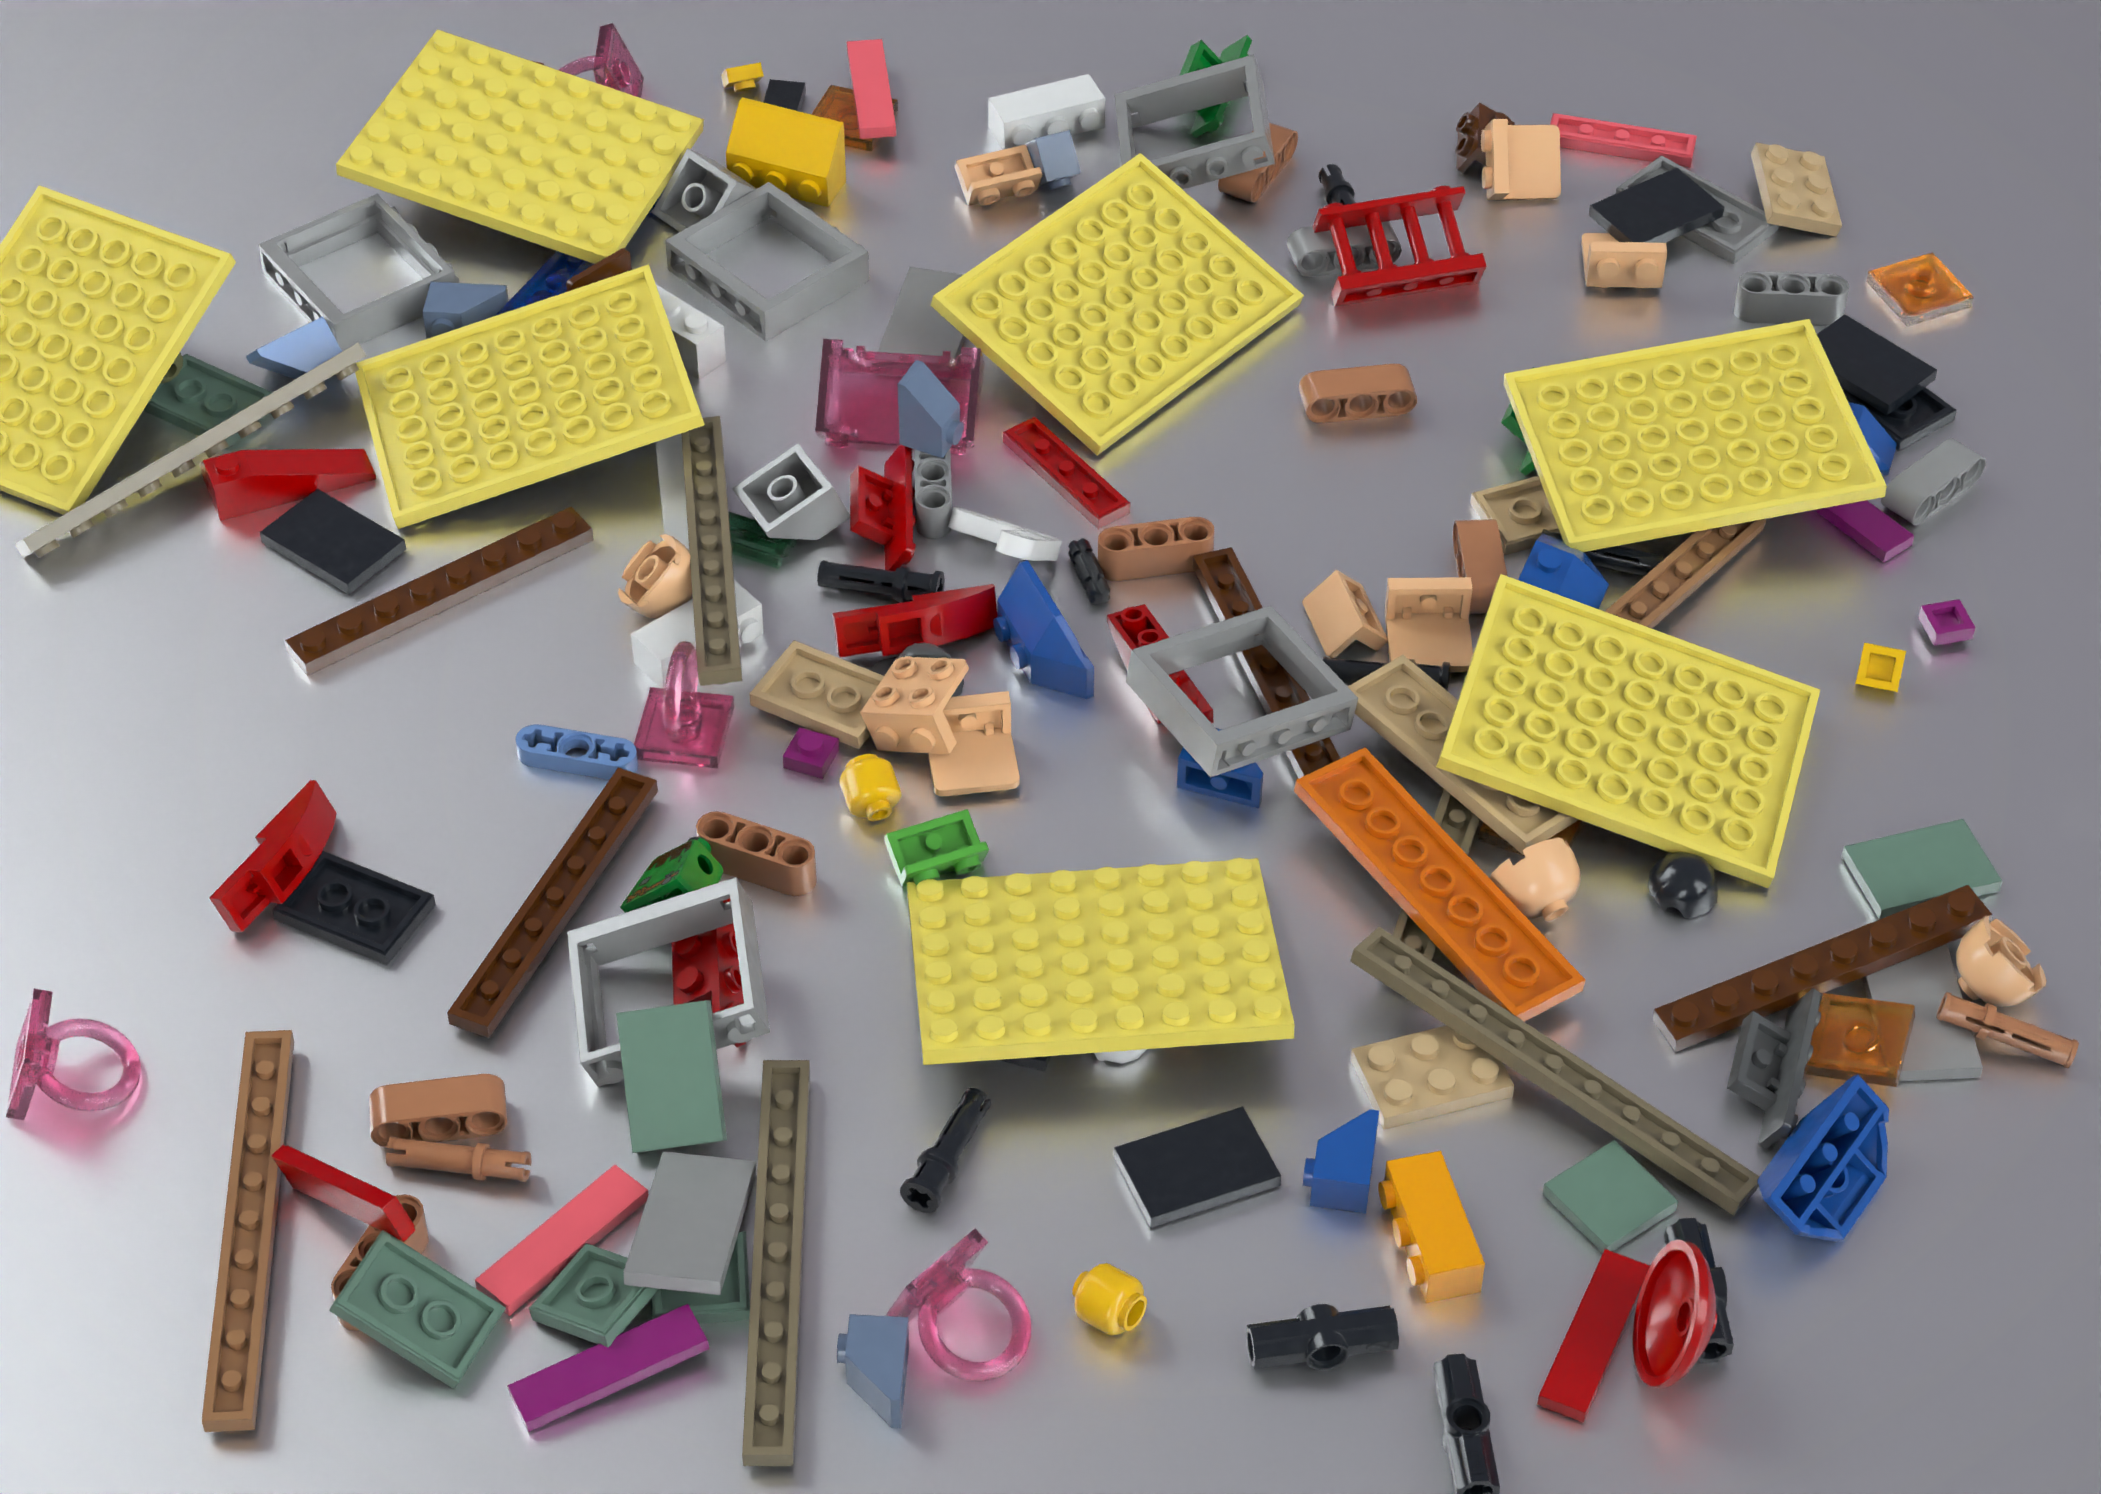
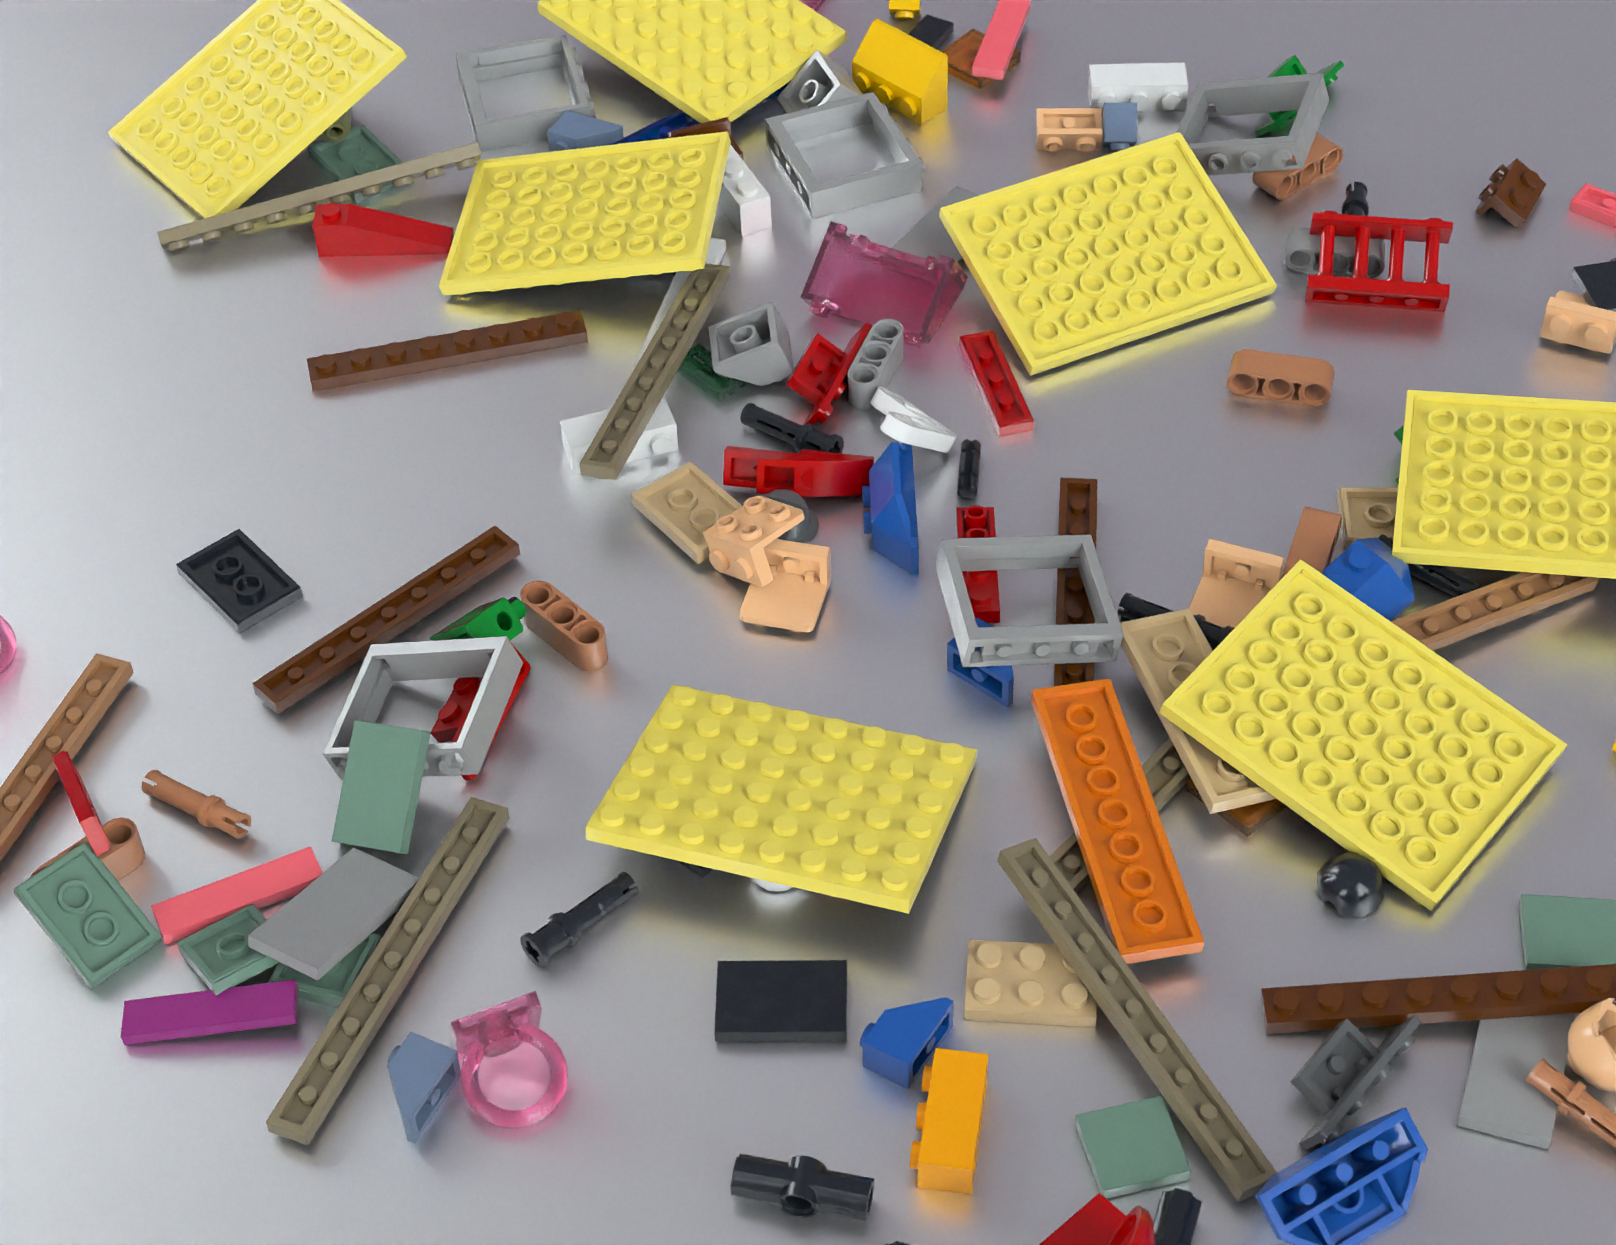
camera: 25 degrees right, 0 degrees up
(281, 861) = (201, 525): red slope -> none
(298, 350) = (436, 136): medium blue slope -> none
(333, 541) = (389, 292): black tile -> none
(438, 1109) = (203, 759): nougat beam -> none
(547, 757) = (466, 493): medium blue beam -> none
(658, 578) = (605, 381): light nougat cylinder -> none
(679, 721) = (566, 503): clear pink tile -> none
(810, 753) = (658, 556): magenta plate -> none
(870, 787) = (684, 597): yellow head -> none
(927, 412) = (885, 300): sand blue slope -> none
(936, 848) = (710, 662): bright green bracket -> none
(1109, 1299) = (636, 1091): yellow head -> none
(1153, 548) = (1029, 462): nougat beam -> none
(1342, 615) = (1168, 560): light nougat panel -> none
(1521, 161) = (1529, 215): light nougat bracket -> none
(1542, 880) = (1211, 841): light nougat cylinder -> none
(1861, 1039) = (1442, 1077): clear orange tile -> none

